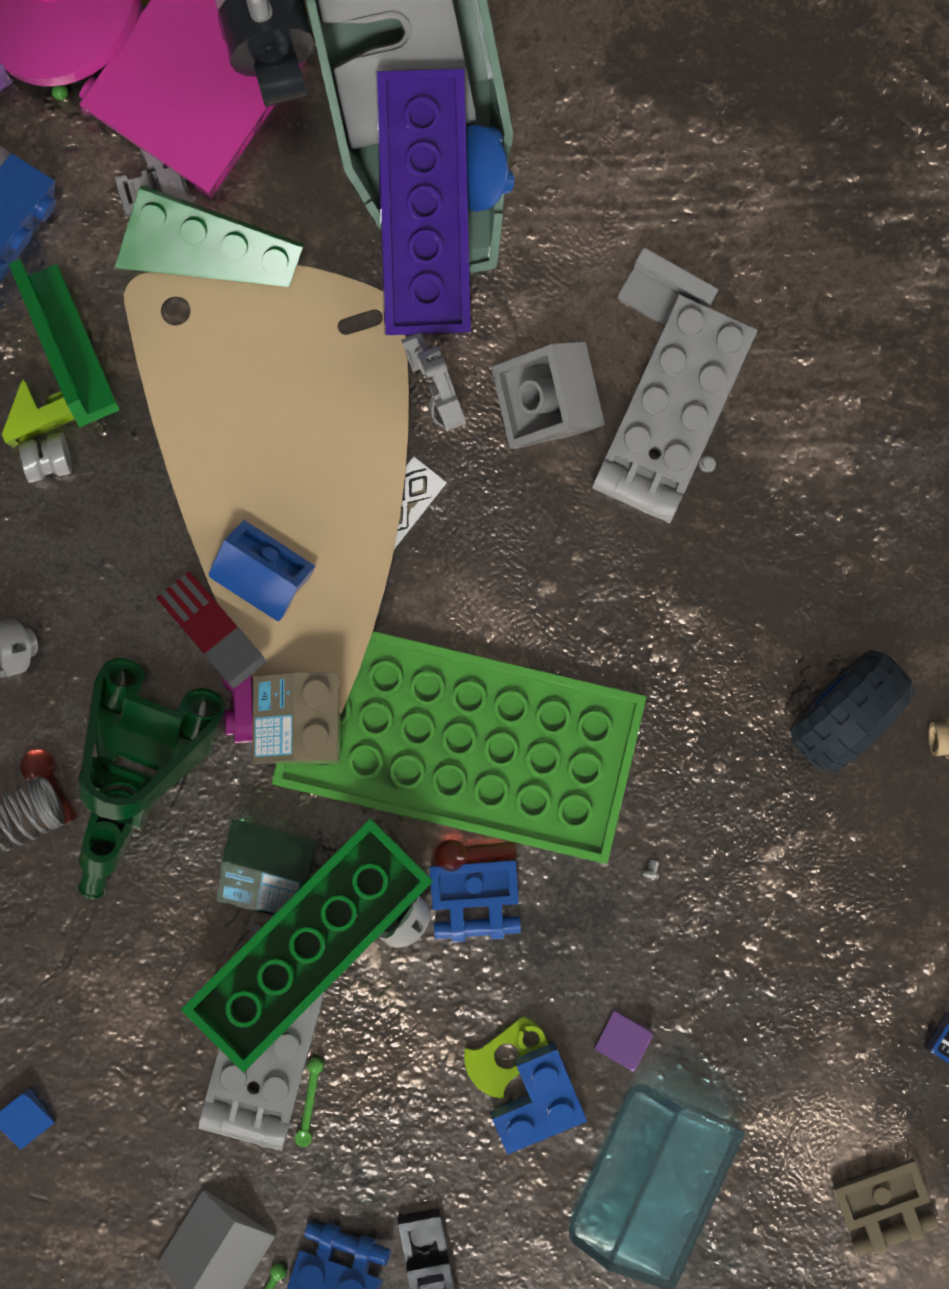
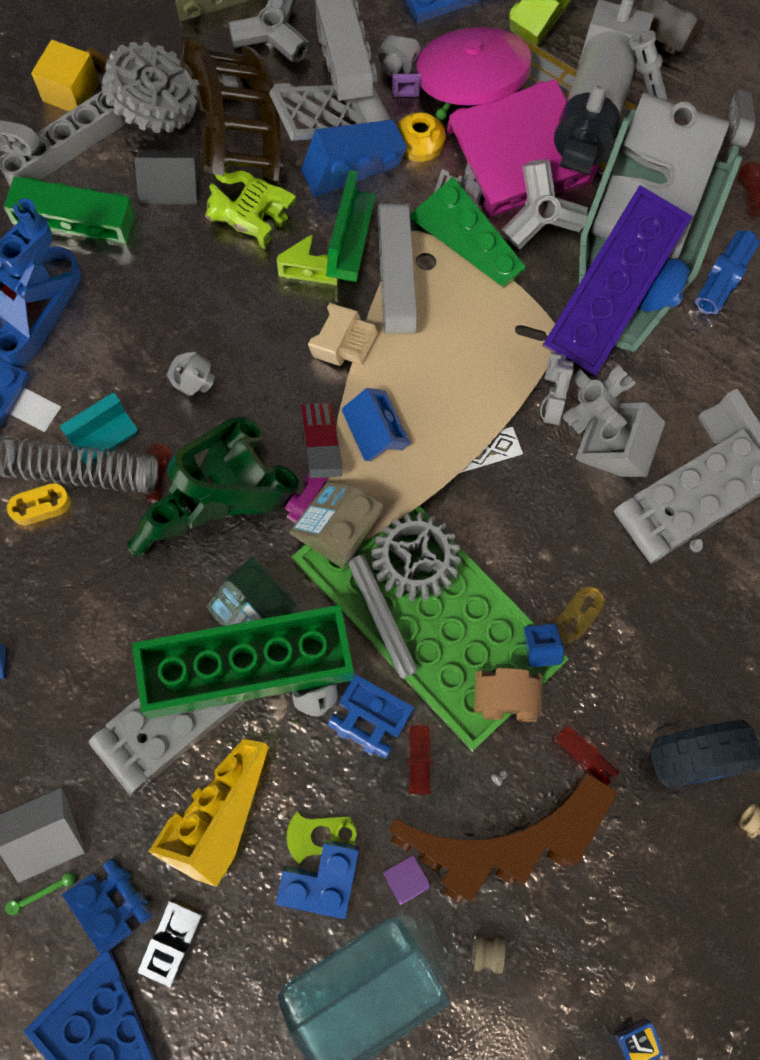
camera: 35 degrees right, 15 degrees down
(45, 457) = (293, 287): light grey wheel -> none
(64, 160) = (425, 145): none -> yellow piece
(148, 482) = (343, 337): none -> tan piece
(150, 351) = (396, 268): none -> light grey beam
(258, 140) = (558, 211): none -> light grey piece
(304, 1136) = (151, 798): bright green hinge -> none
(373, 704) = (429, 563): none -> light grey gear
(387, 1125) = (210, 829): none -> yellow wedge
(416, 786) = (382, 616): none -> light grey axle
(453, 854) = (375, 676): clear red bar -> none
(494, 368) = (599, 399): none -> light grey pin
(543, 87) = (727, 272): none -> blue piece
(557, 910) = (419, 760): none -> clear red axle
(607, 782) = (509, 693): none -> medium nougat cylinder
(609, 700) = (543, 645): none -> blue slope
(637, 637) = (585, 619): none -> clear yellow beam
(674, 983) = (562, 833): none -> reddish brown arch
(729, 787) = (586, 755): none -> clear red axle
(752, 1057) = (488, 953): none -> dark tan wheel

